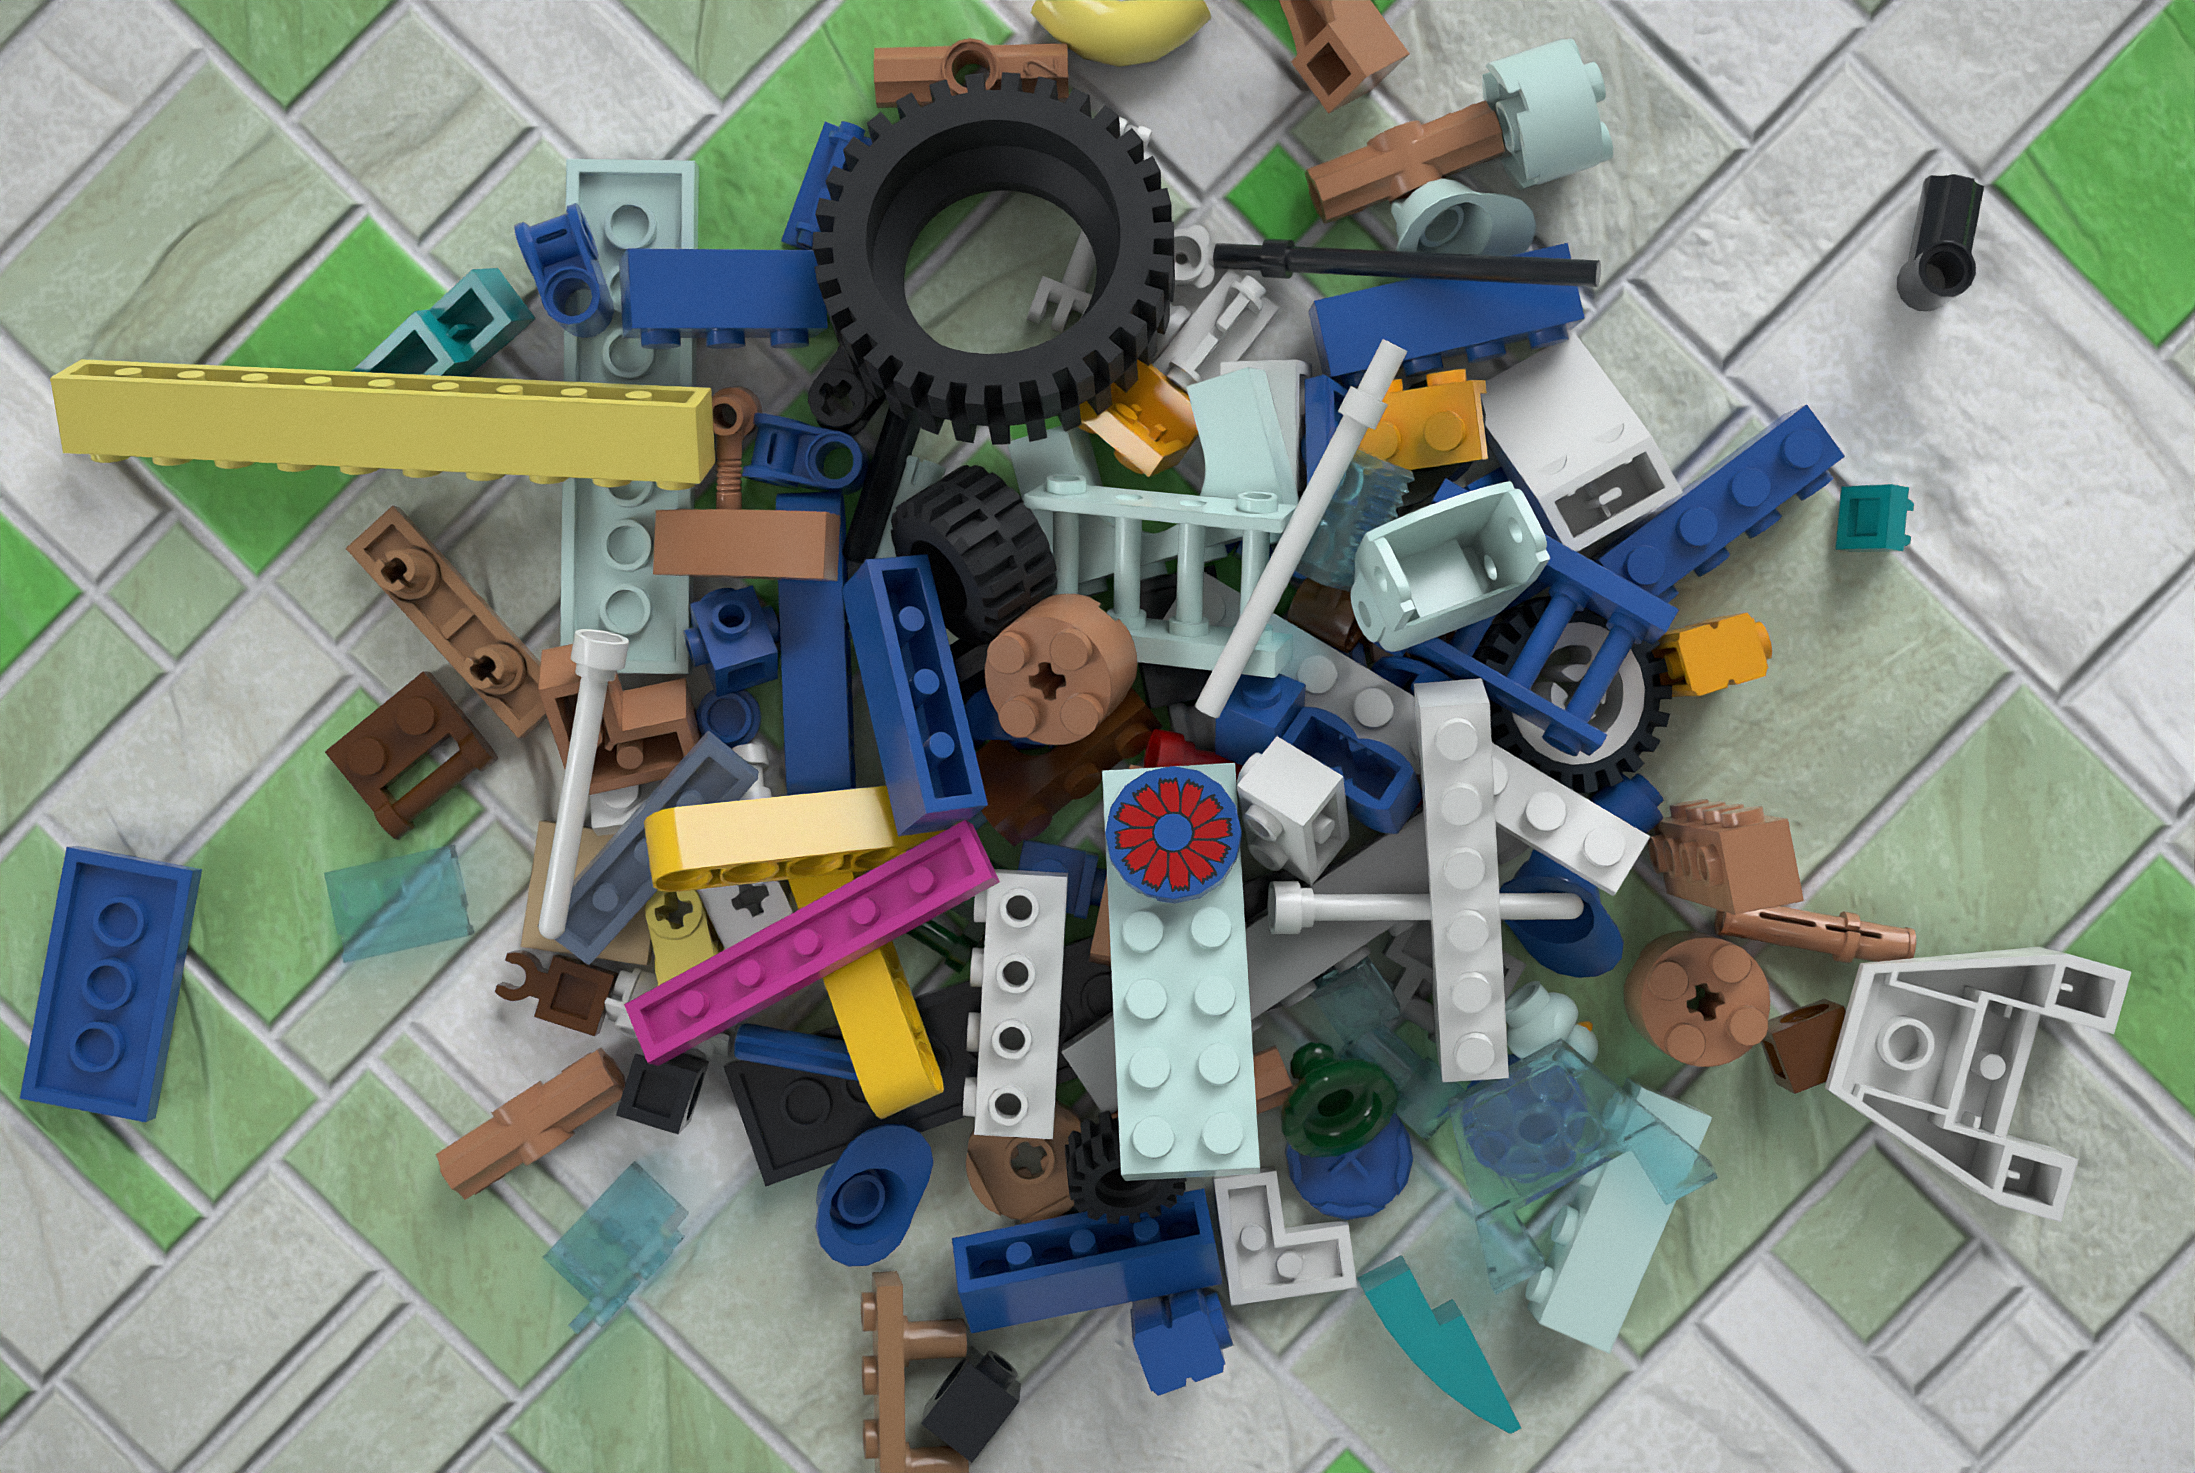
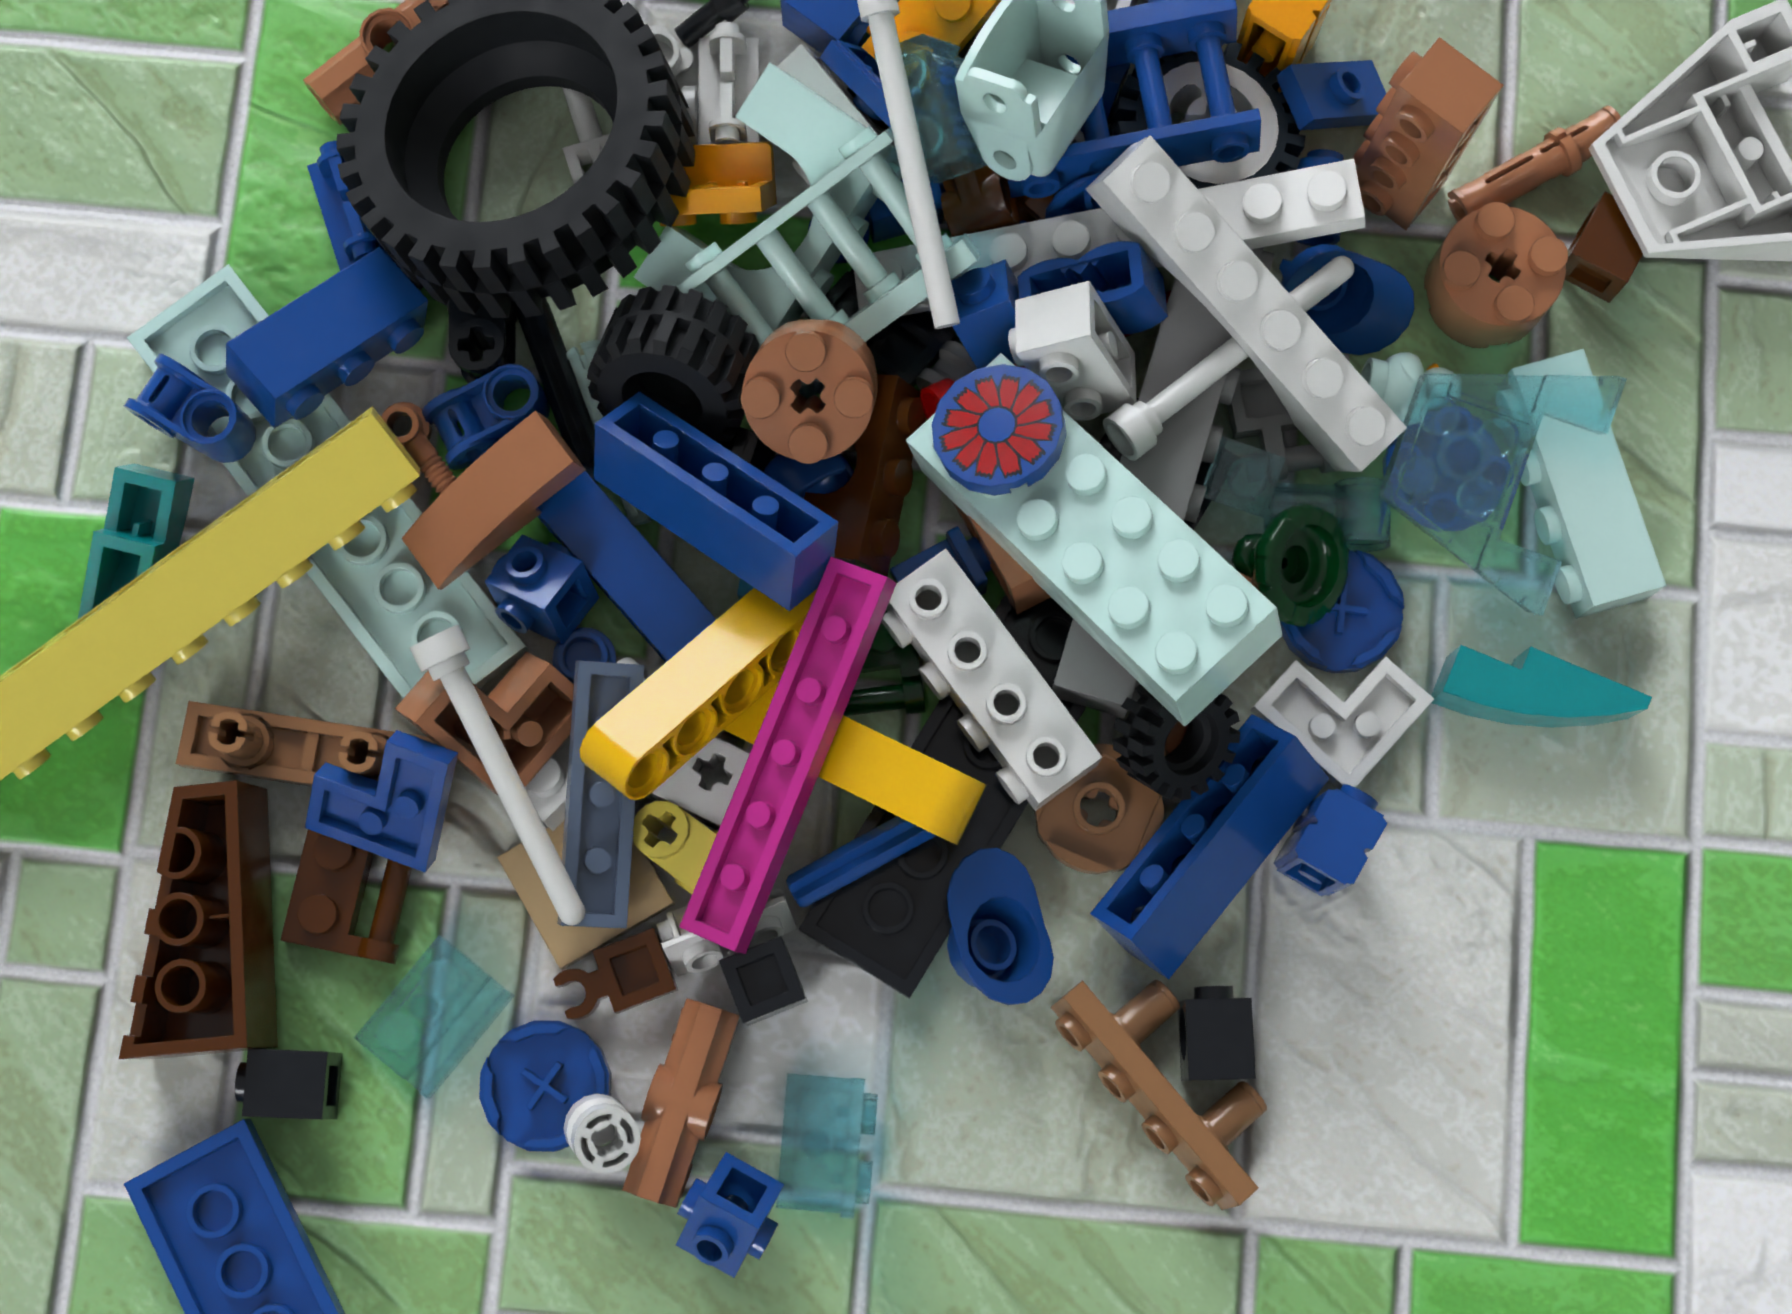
camera: 35 degrees left, 10 degrees down
(247, 871) = (289, 1084): none -> black brick
(272, 709) = (211, 931): none -> reddish brown wedge
(443, 1024) = (536, 1080): none -> blue tile
(450, 1103) = (590, 1125): none -> white wheel
(478, 735) = (392, 816): none -> blue plate
(498, 1240) = (729, 1215): none -> blue brick
(1701, 745) = (1332, 93): none -> blue plate

